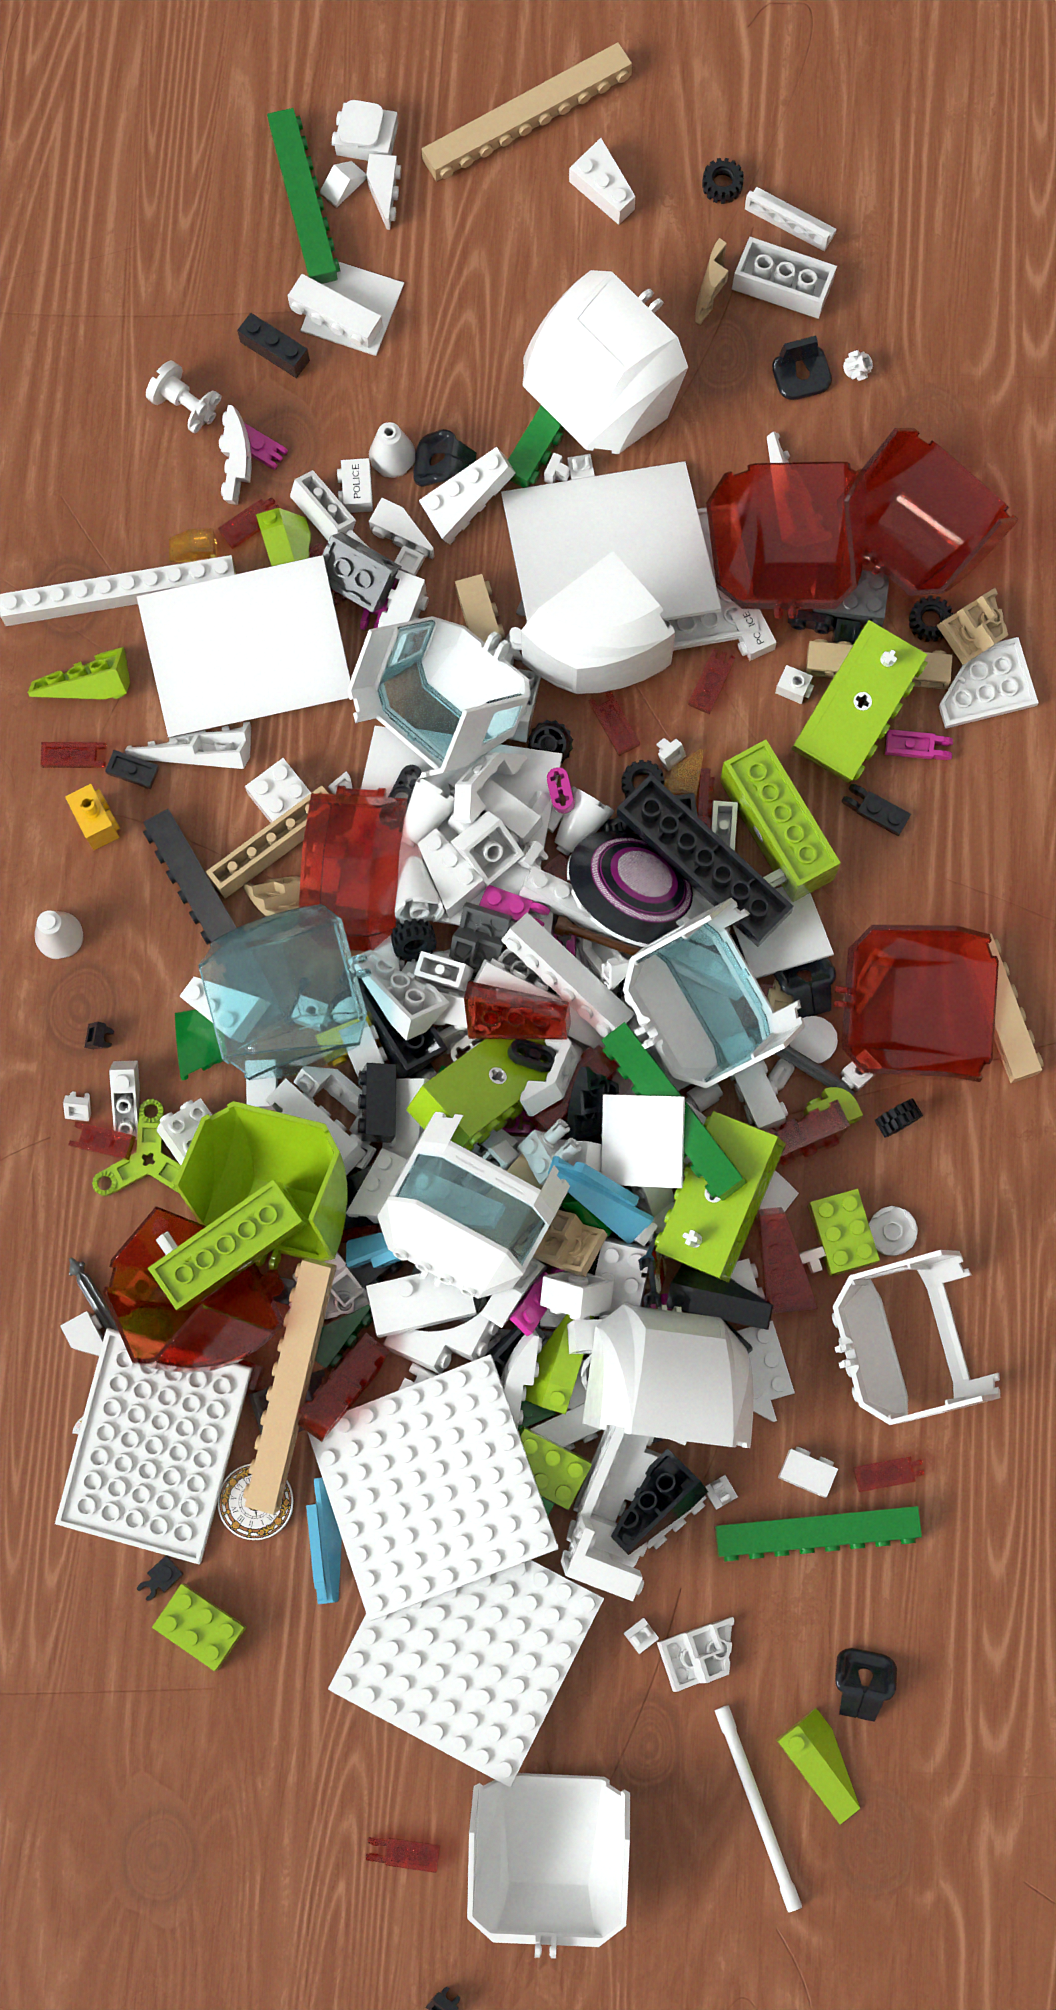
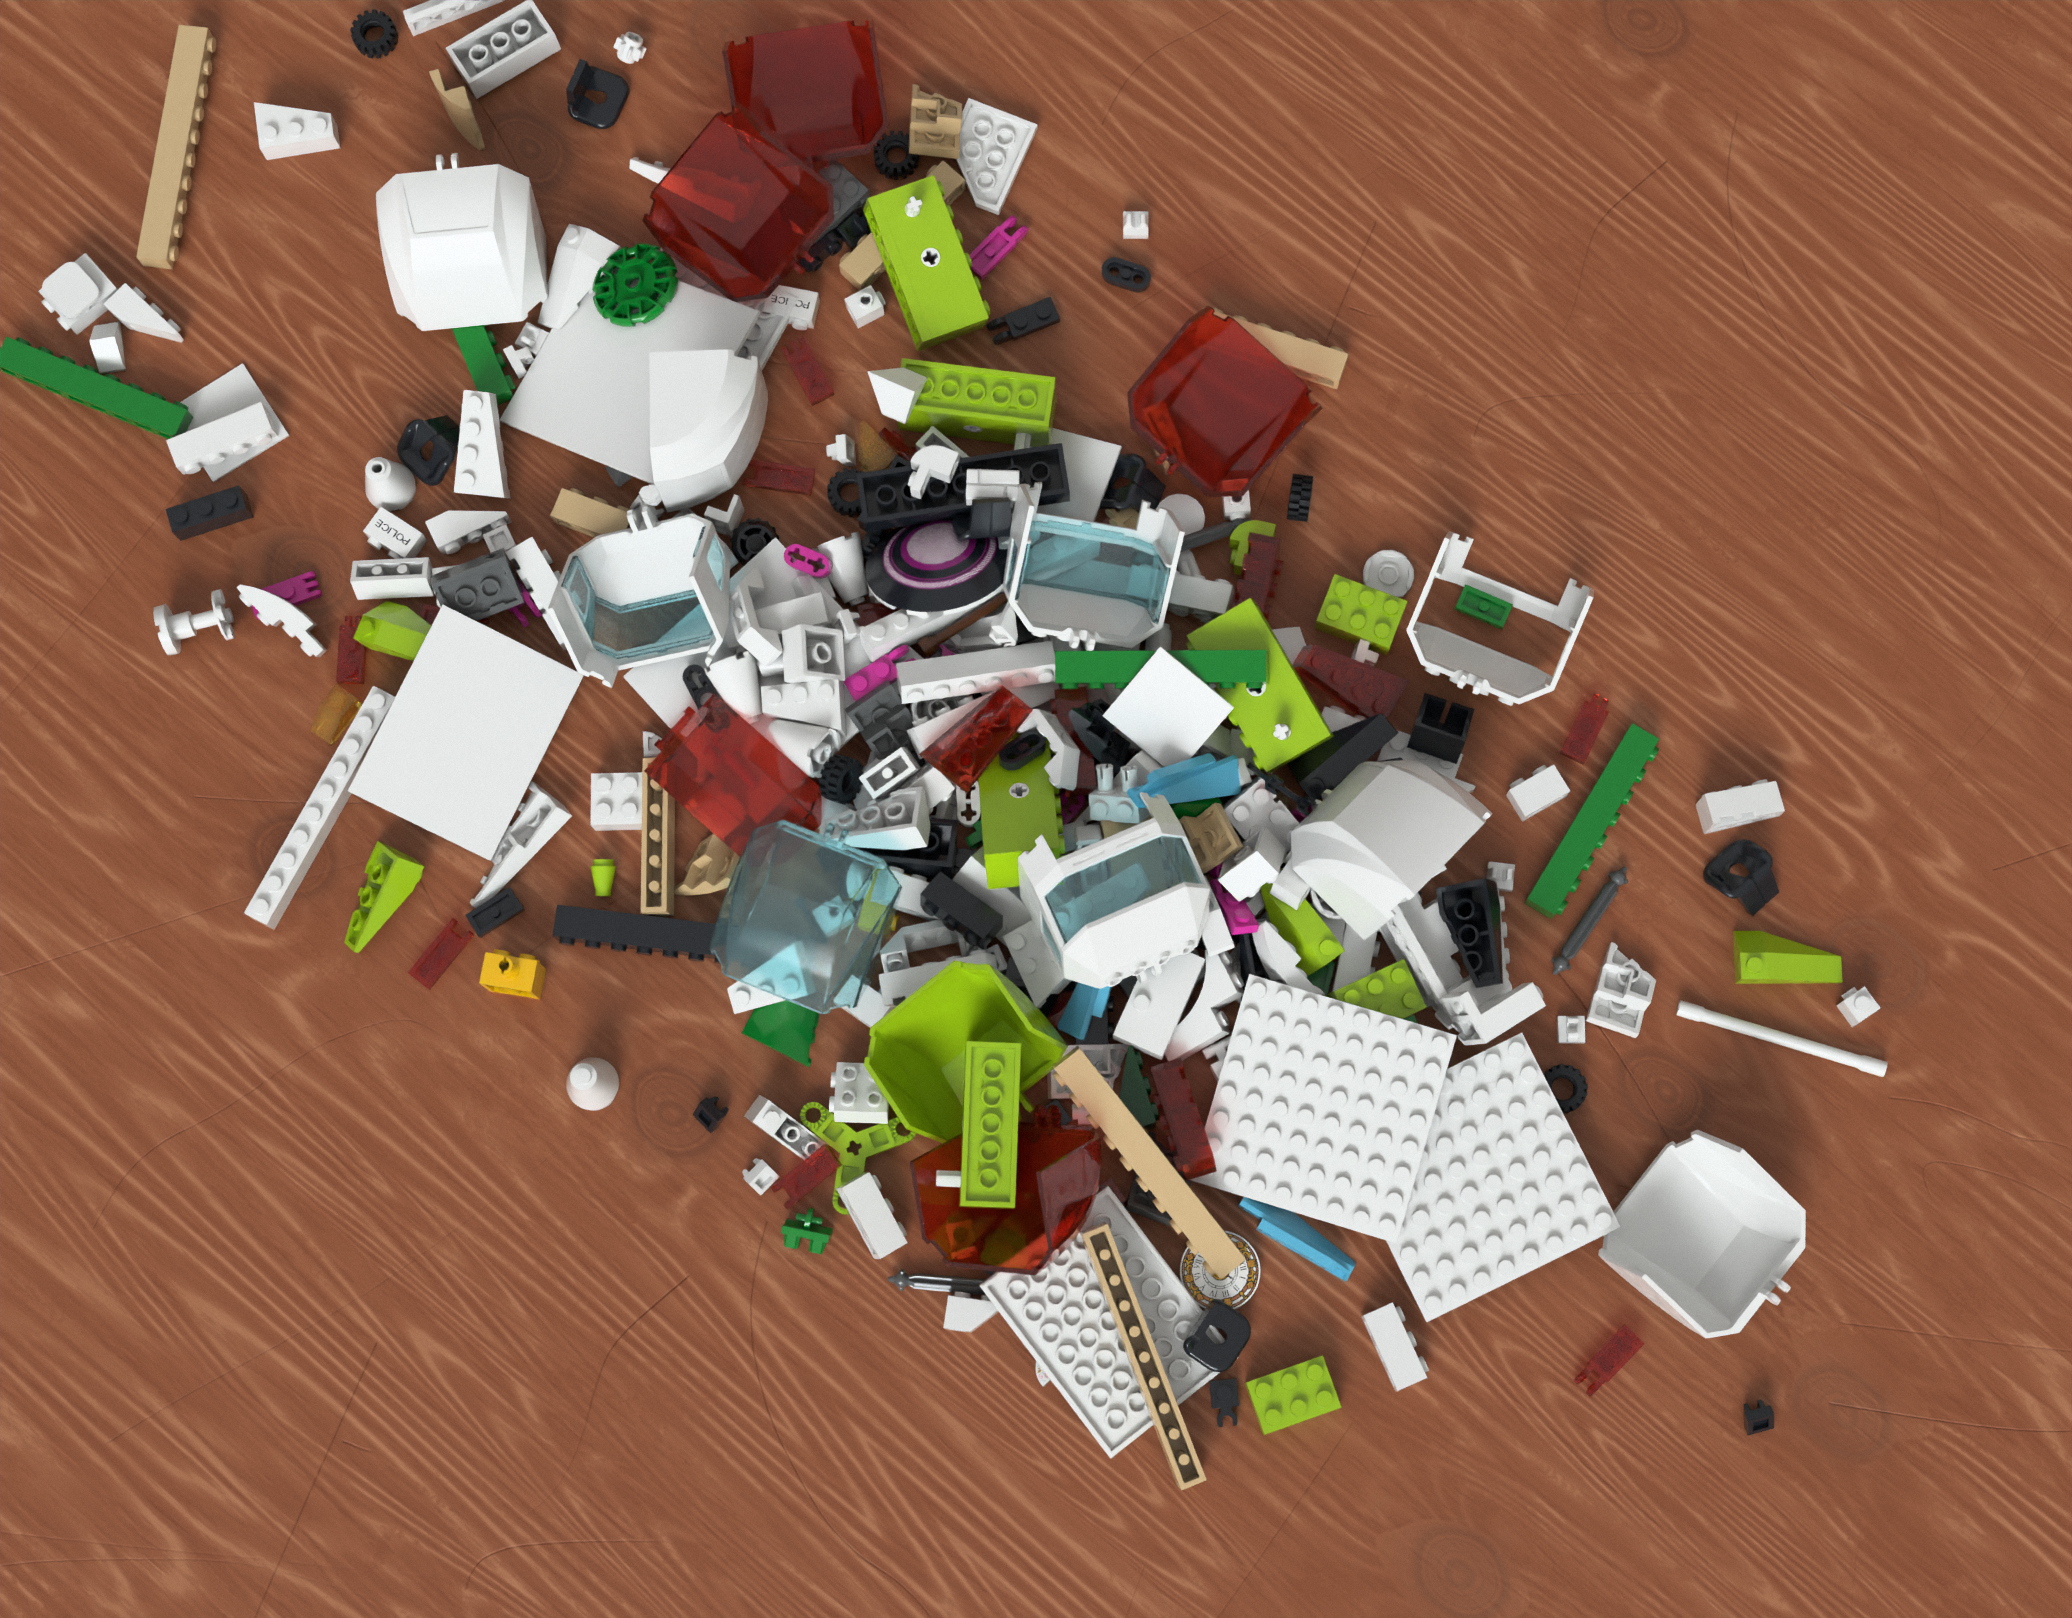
camera: 50 degrees left, 0 degrees up
(63, 1170) = (807, 1227): none -> green hips
(107, 1210) = (872, 1215): none -> white brick
(142, 1490) = (1142, 1356): none -> tan brick
(217, 824) = (603, 876): none -> lime cone
(221, 1537) = (1204, 1350): none -> black piece
(294, 1679) = (1395, 1346): none -> white brick
(555, 711) = (727, 521): none -> white panel
(603, 1671) = (1576, 1078): none -> black tyre
(660, 456) = (573, 273): none -> white wedge
(670, 517) = (641, 295): none -> green plate
(686, 893) = (986, 519): none -> black piece
(700, 820) = (934, 462): none -> white brick
(715, 880) = (992, 484): none -> white brick
(736, 754) = (897, 391): none -> white slope
(738, 1587) = (1589, 920): none -> dark grey wheel
(790, 1362) = (1438, 738): none -> black piece
(828, 1850) = (1857, 1005): none -> white brick
(918, 1640) = (1739, 806): none -> white wedge
(923, 1322) = (1483, 607): none -> green plate
(973, 858) = (1127, 273): none -> black plate
(1019, 835) = (1135, 224): none -> white tile

